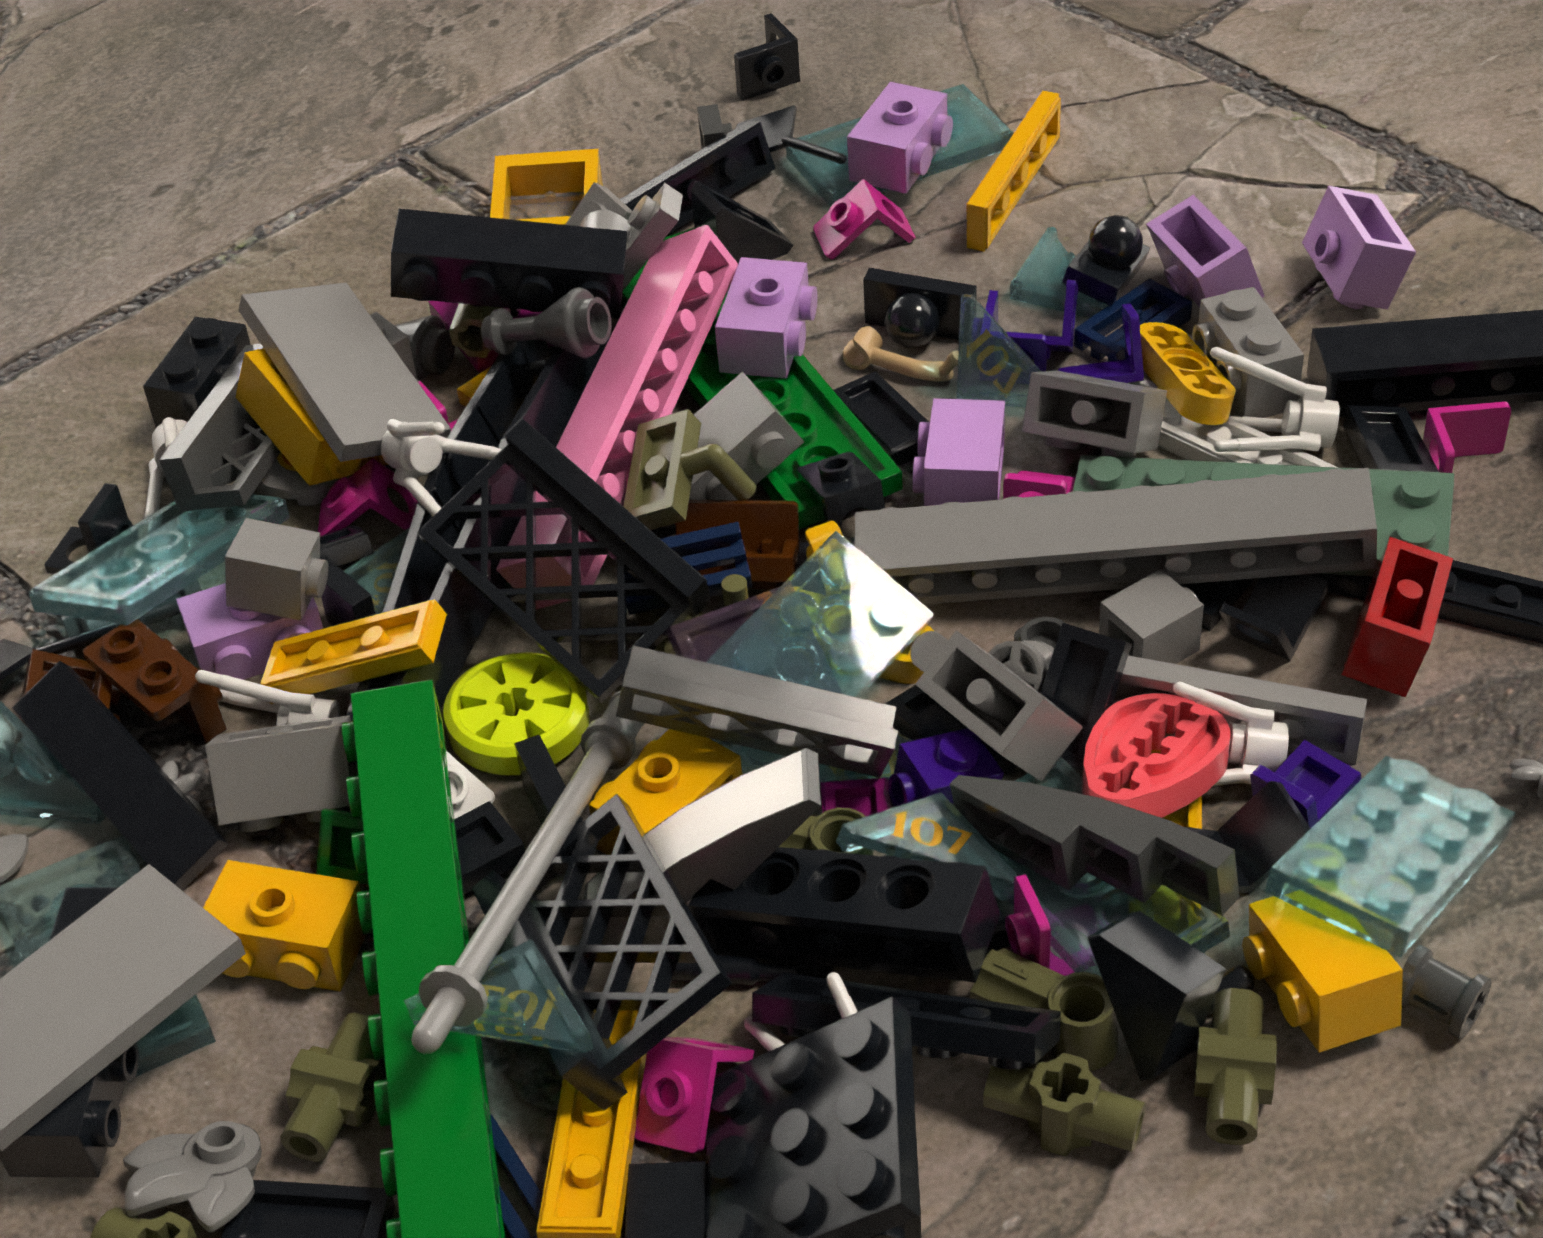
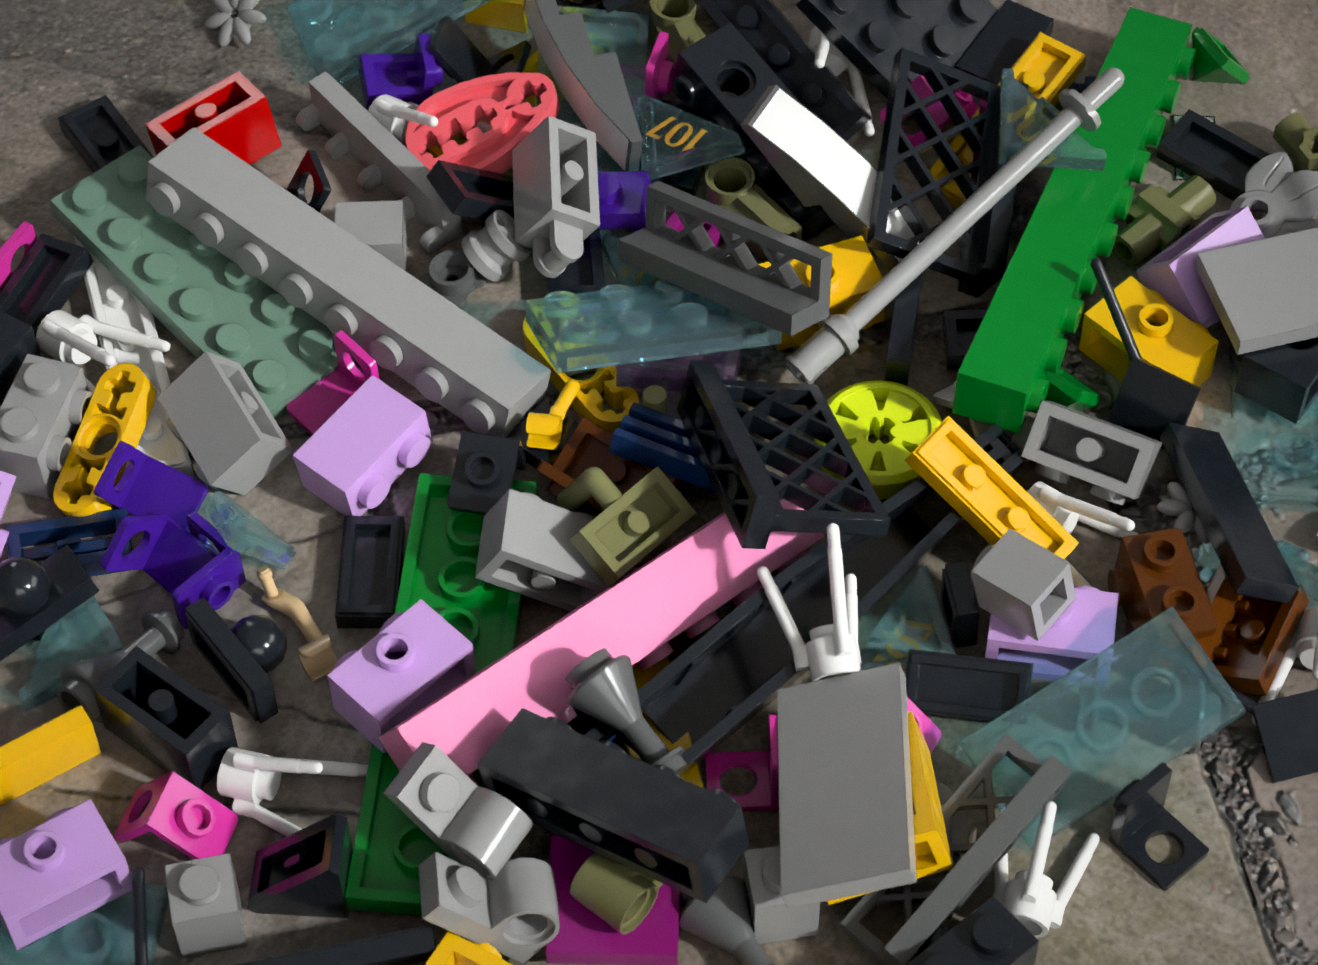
camera: 150 degrees left, 10 degrees up
(247, 1023) = (1174, 270): none -> lavender brick
(282, 858) = (1148, 393): none -> black piece
(786, 183) = (205, 905): none -> light grey brick
(833, 260) = (257, 776): none -> white plant
(921, 235) = (165, 717): none -> black brick
(999, 244) = (81, 676): none -> dark grey piece

